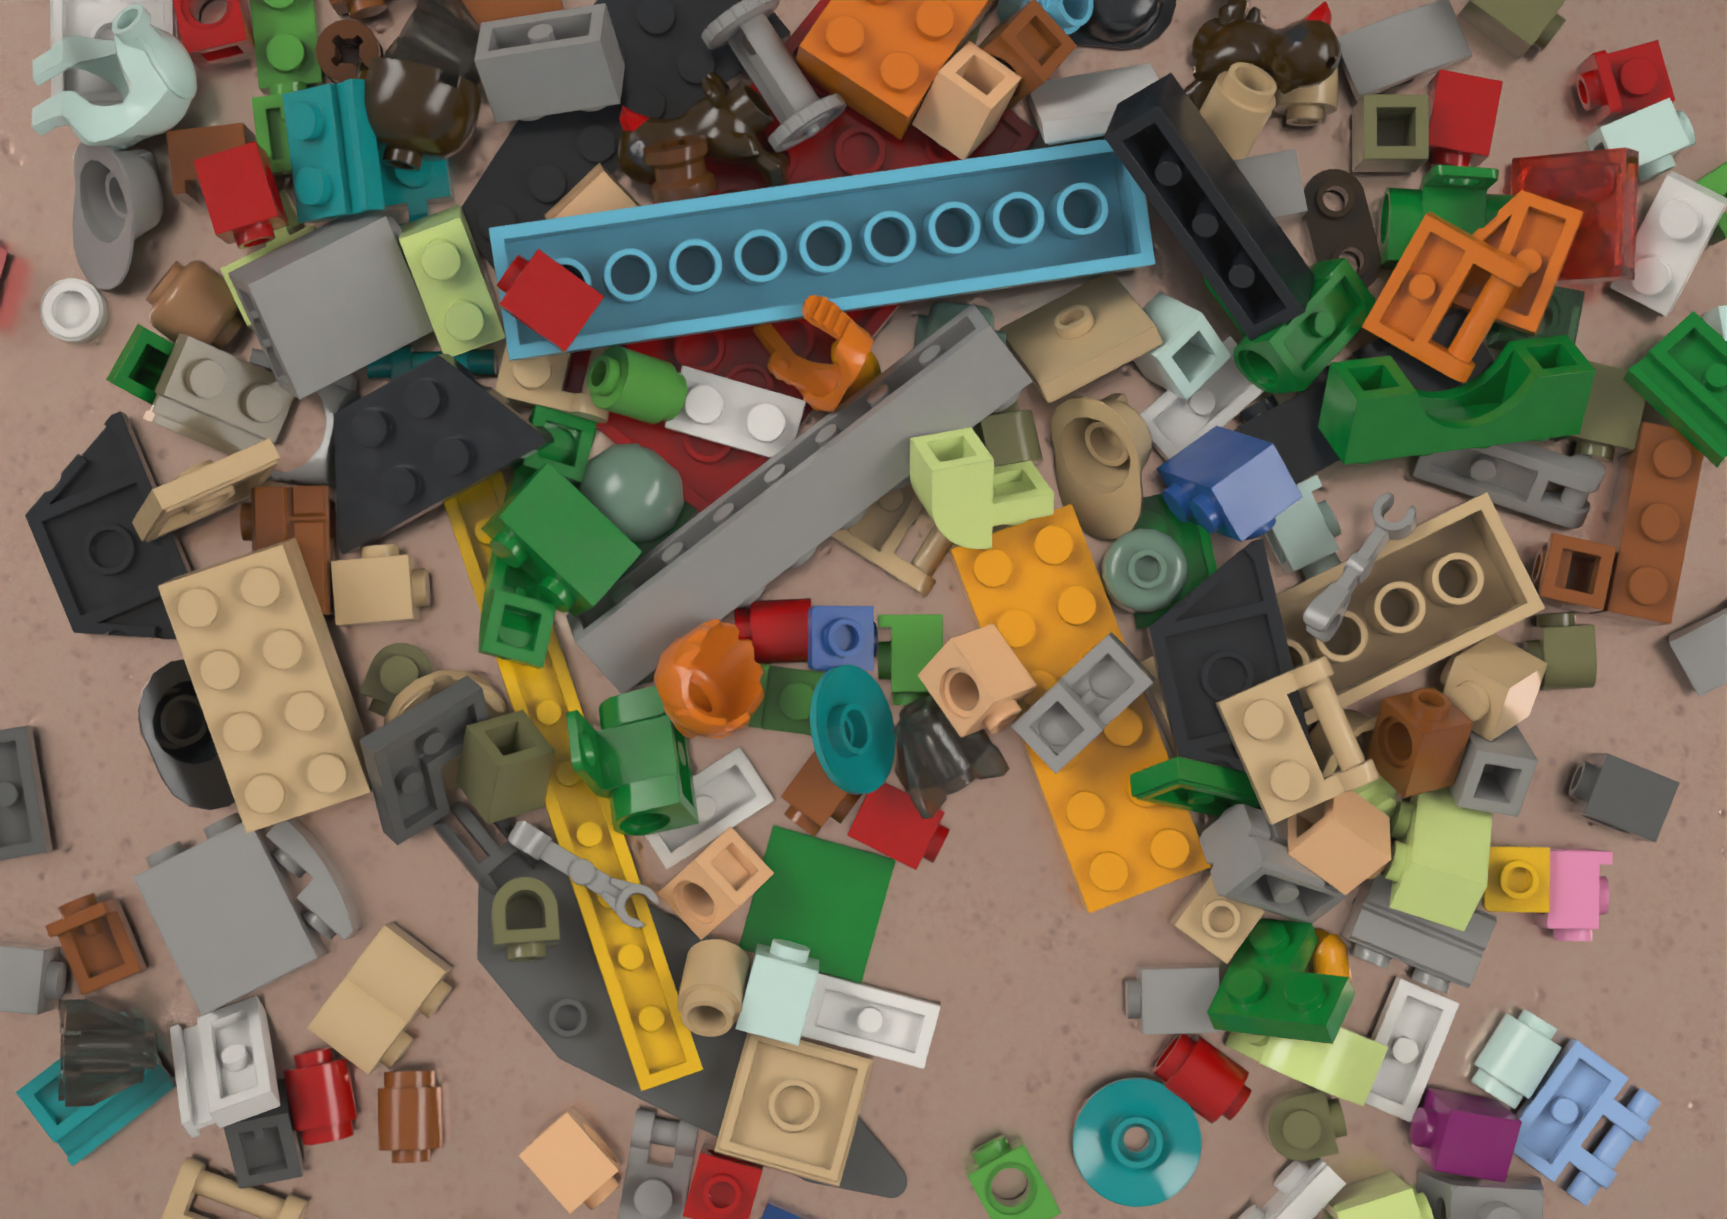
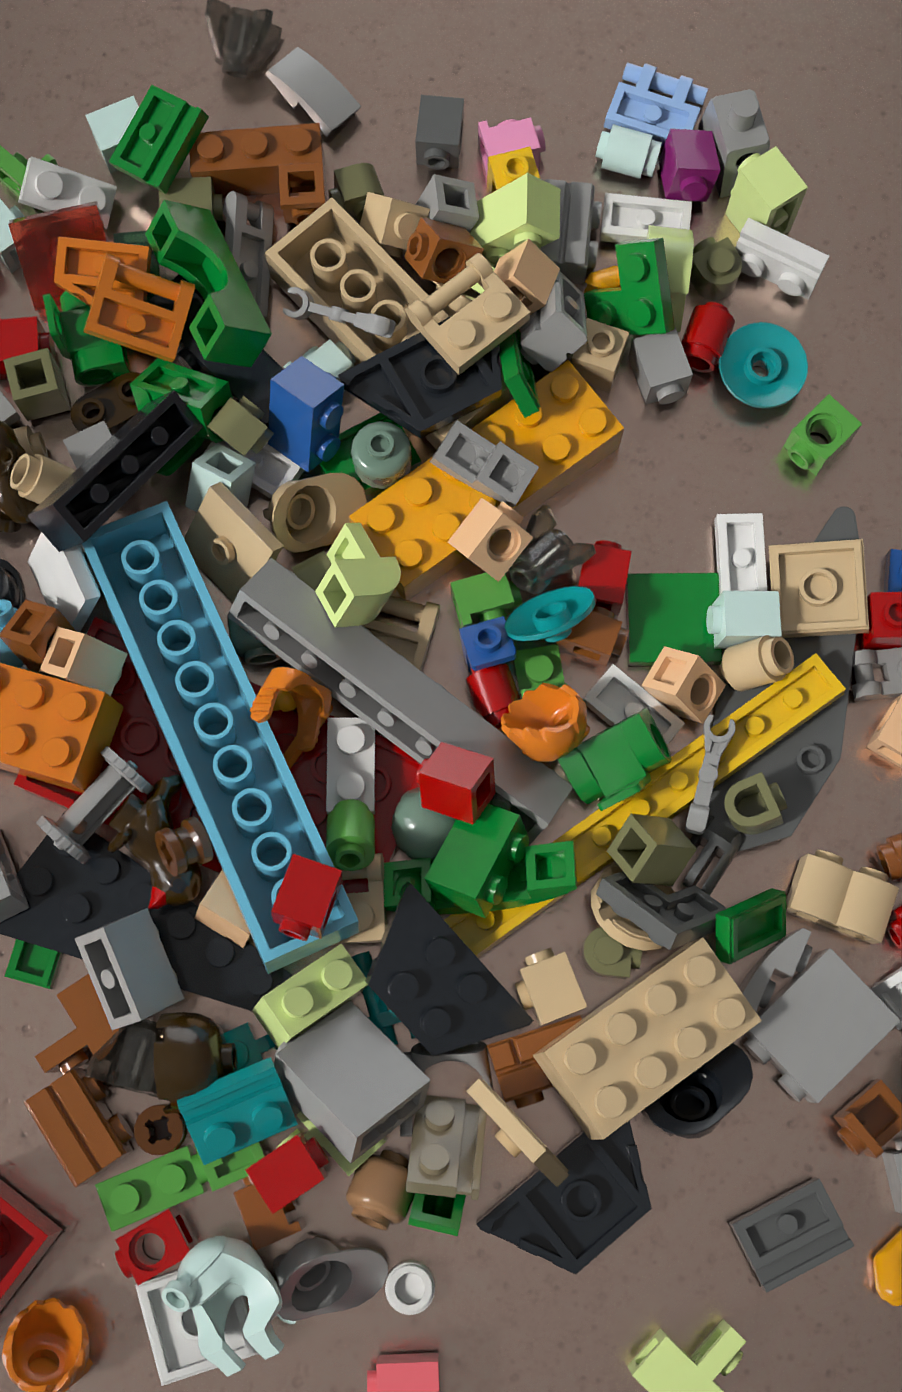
camera: 105 degrees left, 10 degrees down
(375, 865) = (750, 925): none -> green tile
(658, 538) = (456, 782): none -> red brick
(1233, 391) = (241, 426): none -> olive plate

